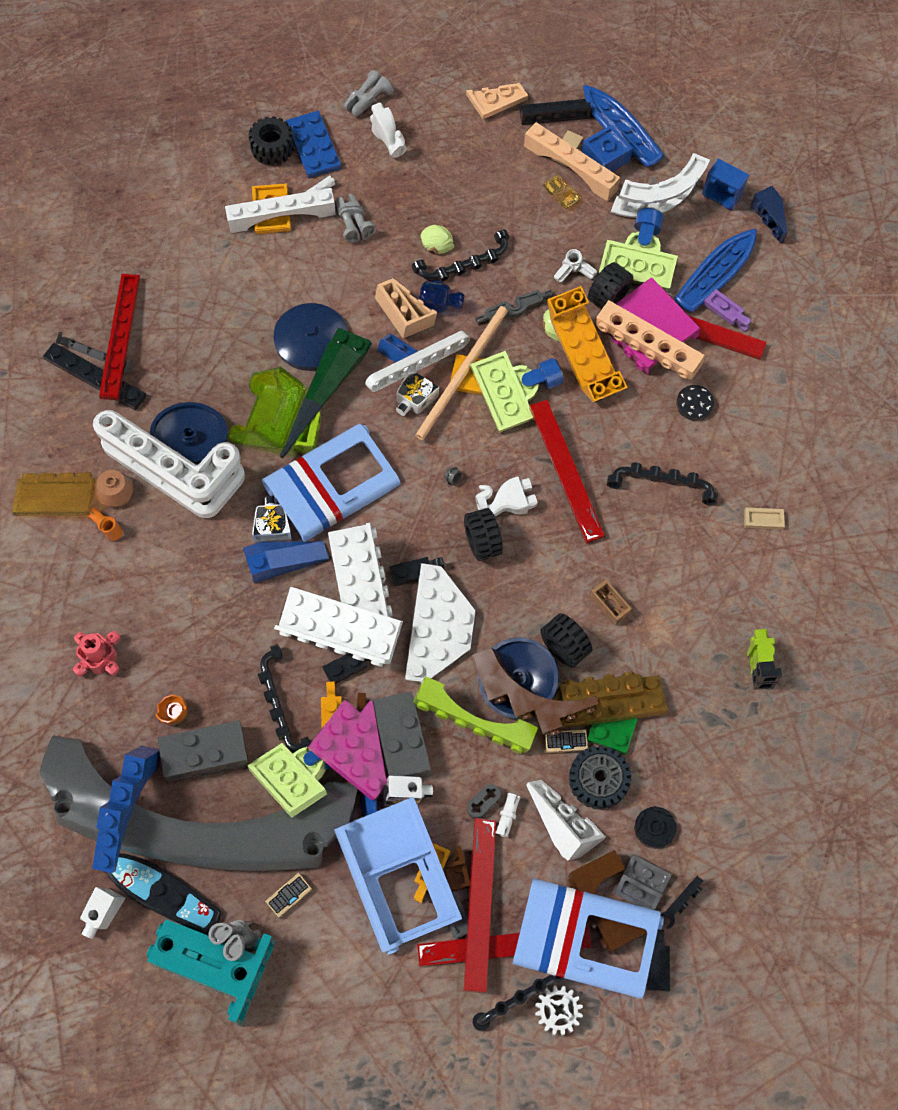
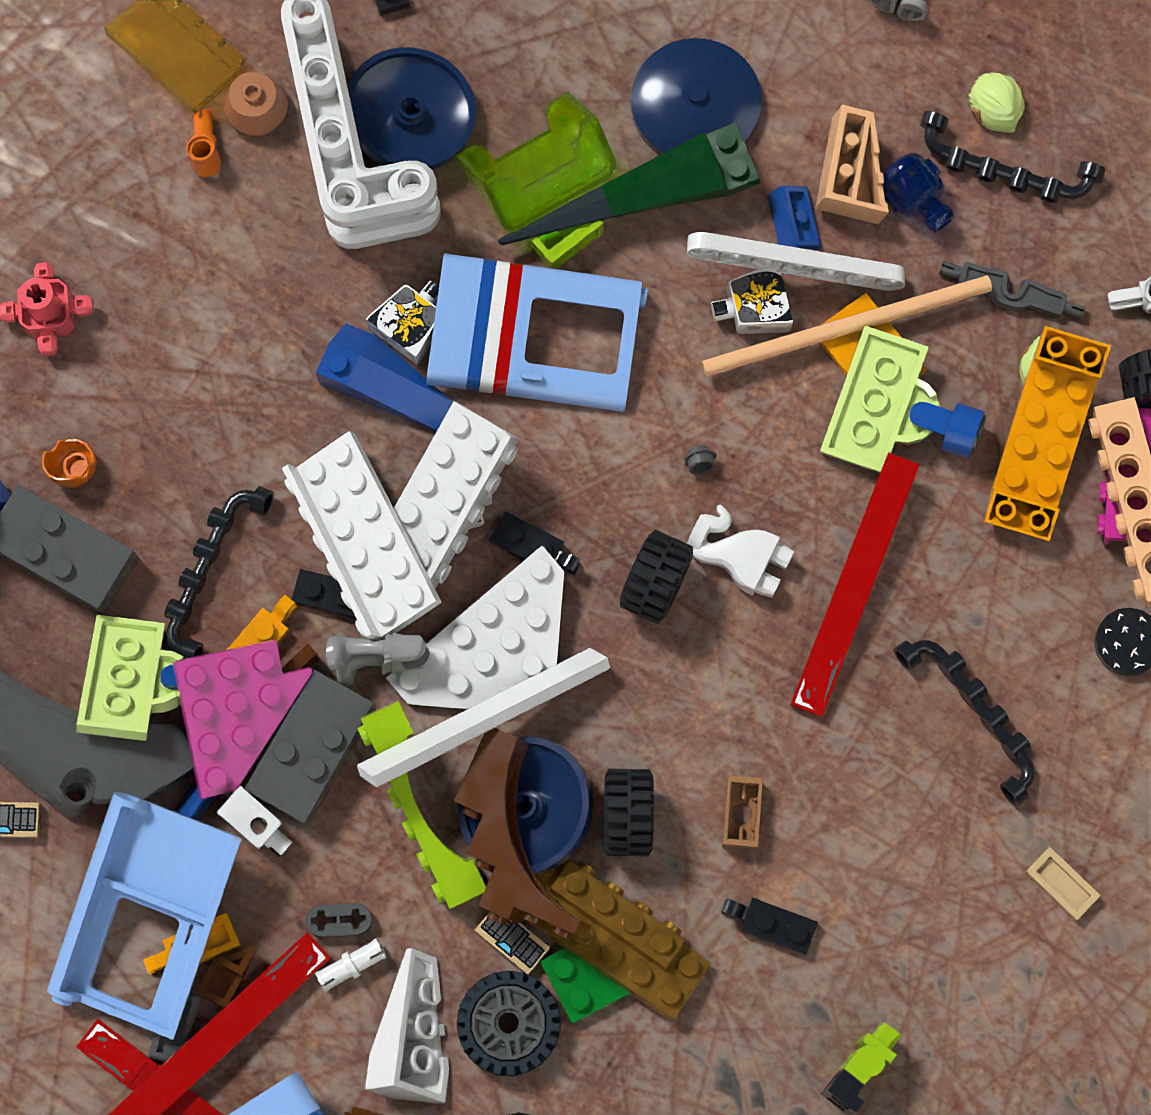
camera: 45 degrees right, 10 degrees up
(400, 664) = (394, 654): none -> light grey piece
(466, 654) = (482, 717): none -> white tile
(667, 637) = (773, 924): none -> black plate

